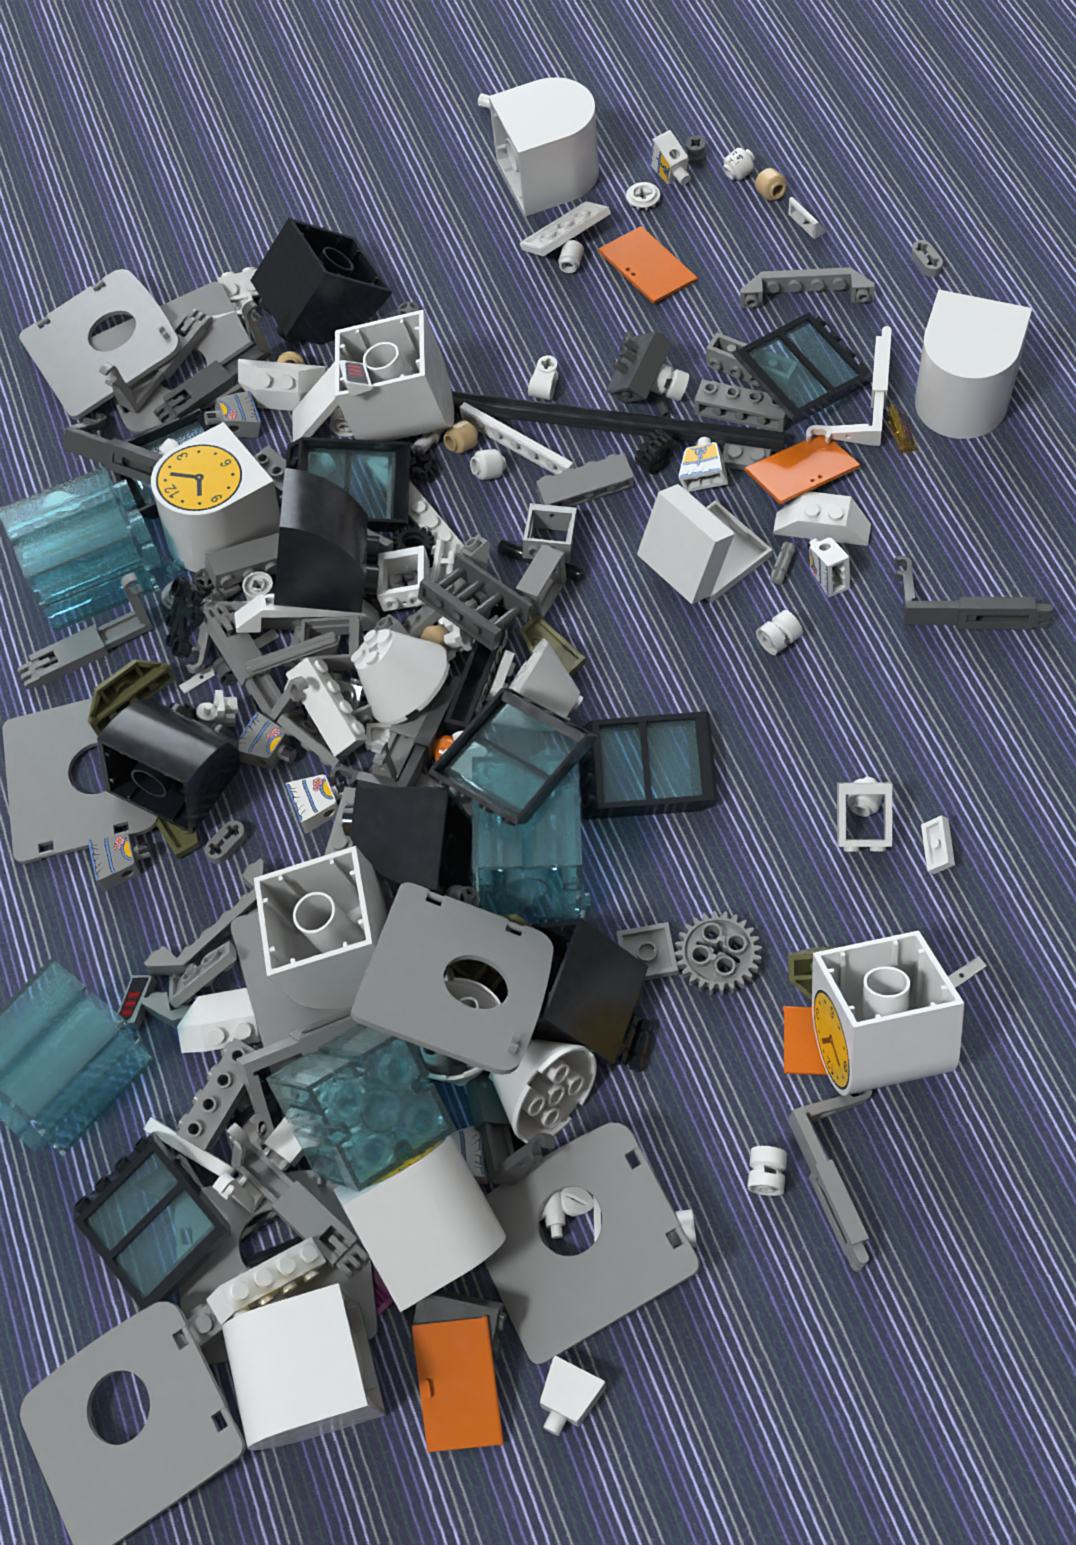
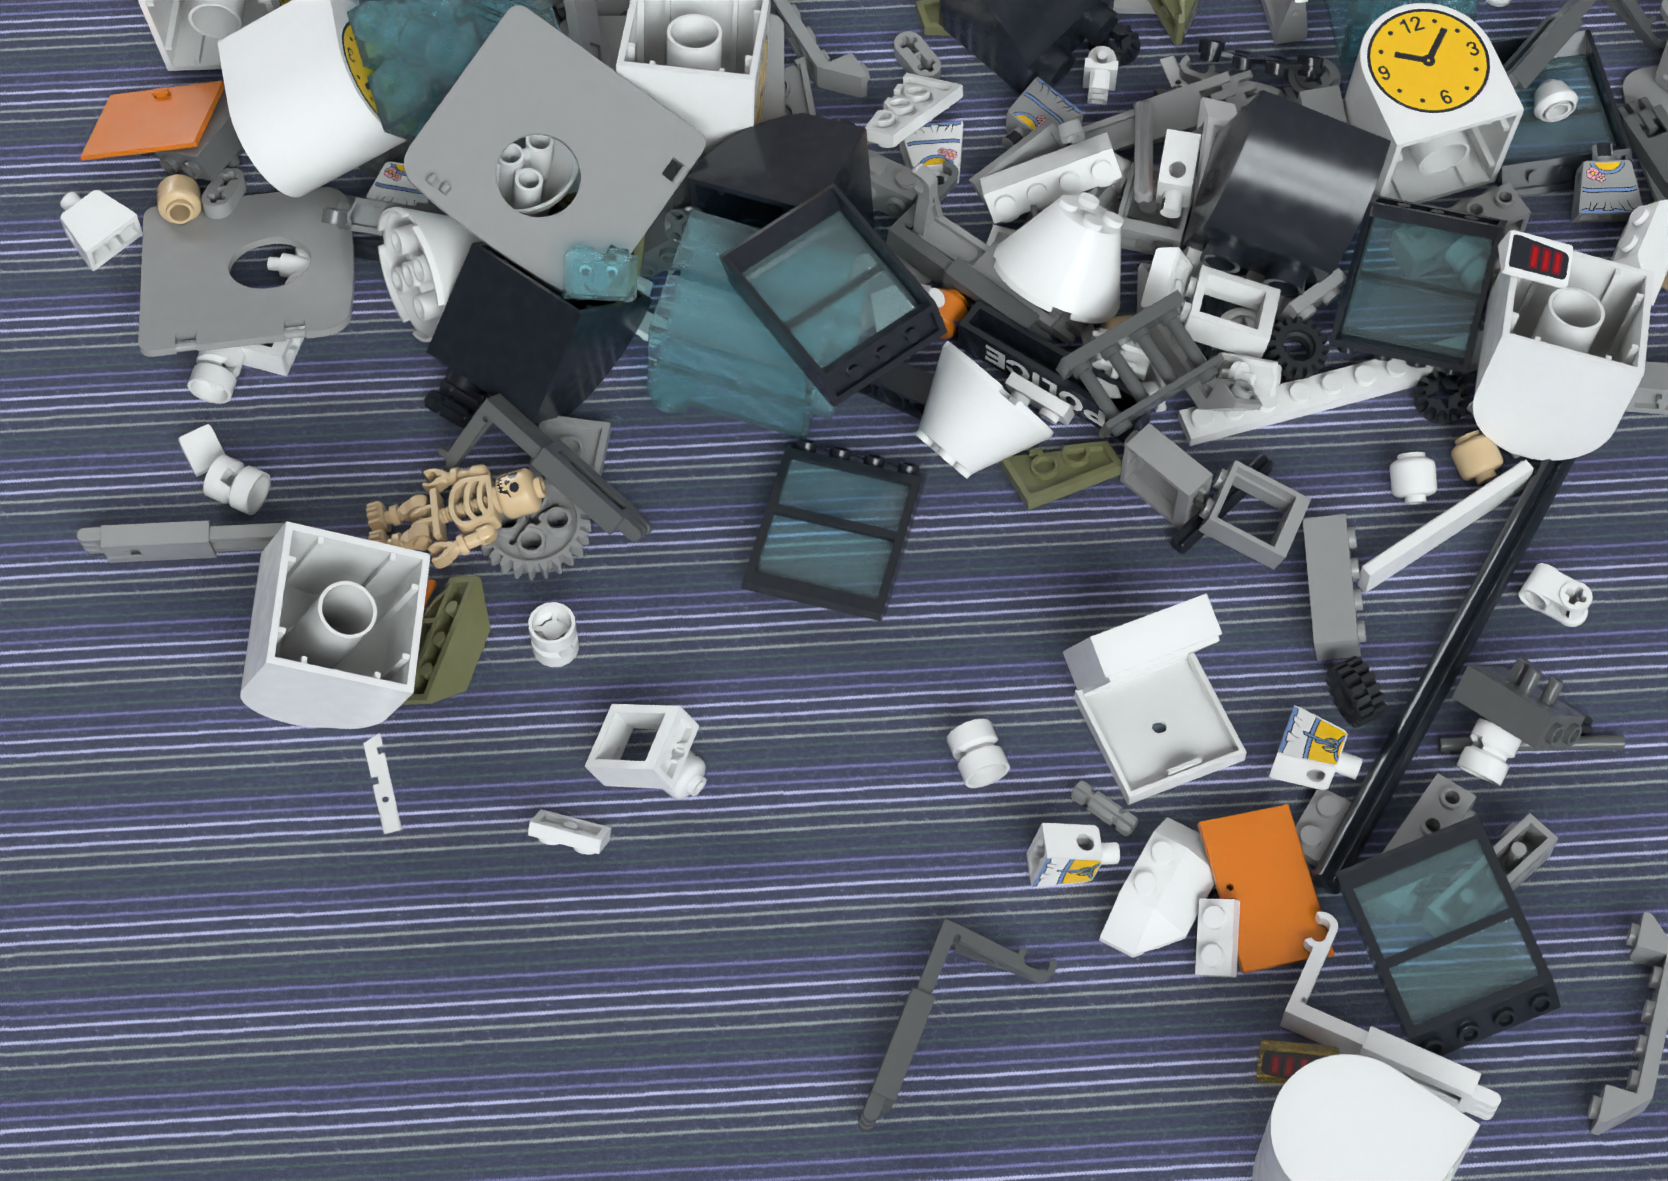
camera: 100 degrees right, 0 degrees up
(283, 817) = (910, 108): none -> white wing
(313, 617) = (1177, 171): none -> white torso
(396, 614) = (1167, 274): none -> white slope
(506, 1293) = (224, 193): none -> light grey beam
(525, 1330) = (178, 199): none -> tan head
(537, 926) = (600, 275): none -> clear light blue brick
(670, 942) = (555, 463): none -> dark grey hinge
(712, 957) = (472, 492): none -> tan piece
(743, 1216) = (201, 448): none -> white slope
(801, 903) = (553, 634): none -> white wheel
(846, 479) = (1217, 937): none -> white plate

